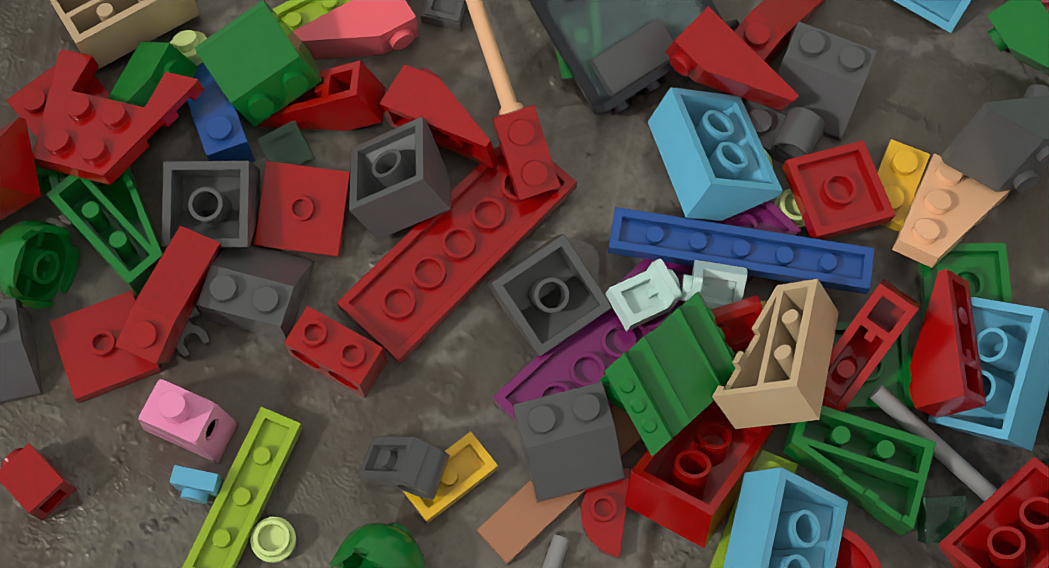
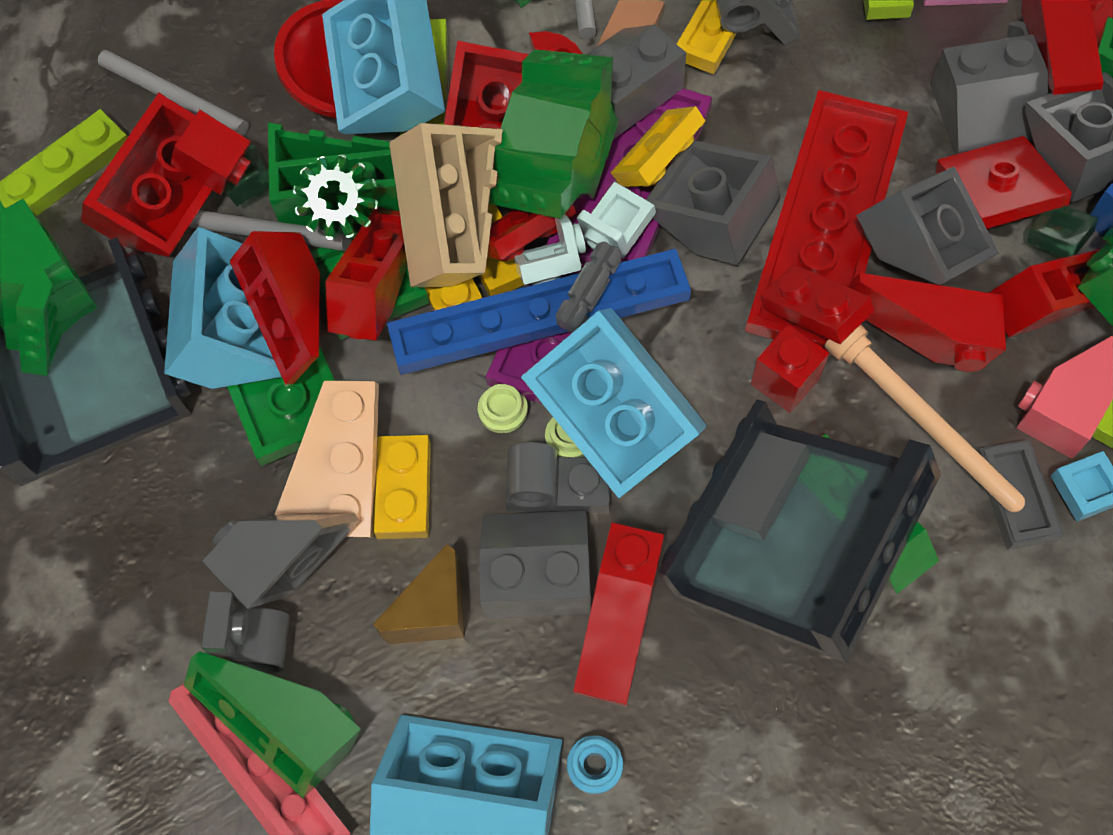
camera: 160 degrees right, 5 degrees down
(336, 351) = (881, 69): red brick -> none
(566, 131) = (789, 368): none -> red brick
(573, 350) = (652, 153): none -> yellow plate
(698, 236) = (588, 286): none -> dark grey axle
(722, 60) = (658, 496): red slope -> none
(838, 191) = (461, 422): red plate -> none
(879, 401) = (323, 210): none -> green gear
(910, 81) = (428, 606): none -> pearl gold slope
(975, 519) = (211, 153): none -> red brick

